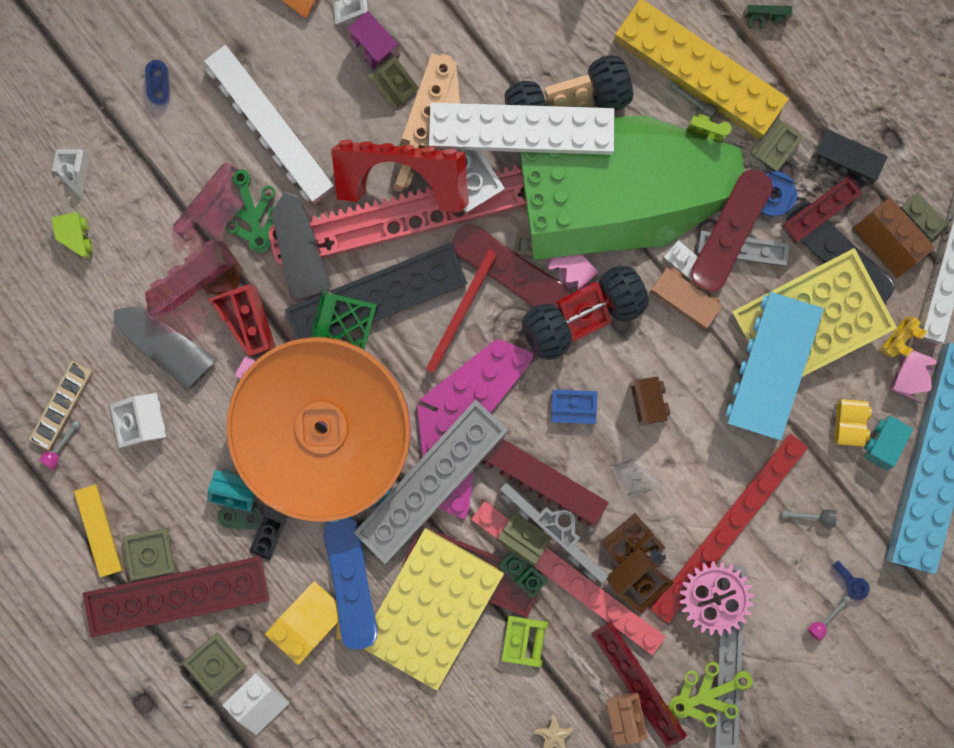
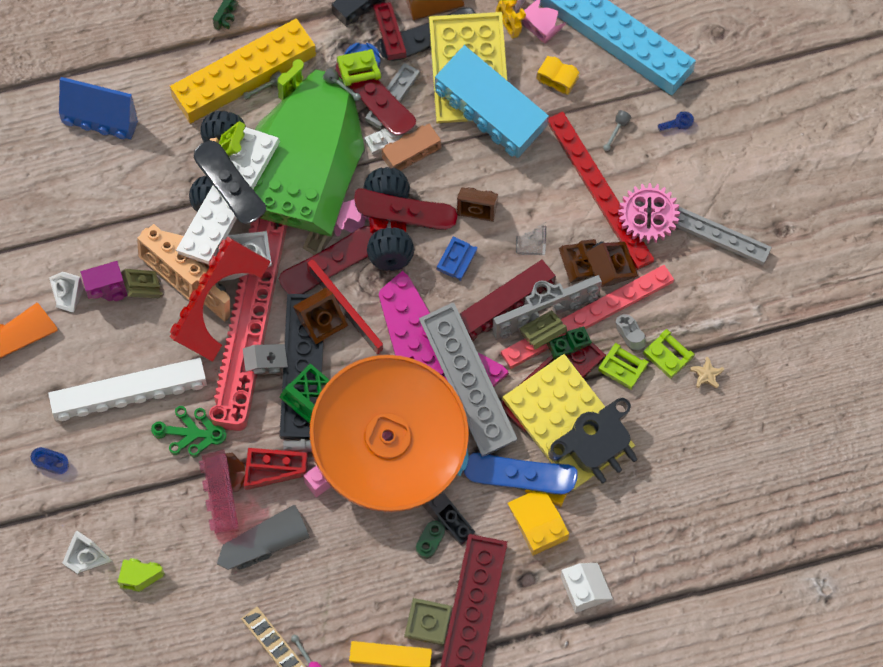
camera: 65 degrees left, 20 degrees down
(137, 420) = (314, 586): white slope -> none
(212, 206) = (169, 455): clear pink plate -> none
(214, 664) = (541, 606): olive plate -> none
(230, 491) = (406, 532): teal brick -> none
(281, 330) = (297, 446): none -> light grey pin
(298, 249) = (241, 401): dark grey panel -> none
(359, 254) = (265, 358): none -> light grey brick
(412, 660) = (600, 448): none -> black piece
(436, 290) = (320, 315): none -> reddish brown slope
(530, 124) = (229, 182): none -> black piece
(554, 681) = (664, 358): none -> lime plate
(563, 642) = (630, 332): none -> light grey piece
(590, 100) = (231, 139): none -> lime plate
(602, 326) = (406, 211): none -> dark red piece
(626, 719) = (715, 315): nougat brick -> none
(638, 682) = (692, 297): dark red plate -> none
(707, 696) = (721, 251): lime plant -> none
(733, 172) = (331, 76): none -> hinge
(760, 192) = (356, 63): none -> lime plate
(777, 145) = (327, 43): olive plate -> none
(818, 629) = (704, 158): hinge -> none
(887, 442) = (584, 56): teal brick -> none

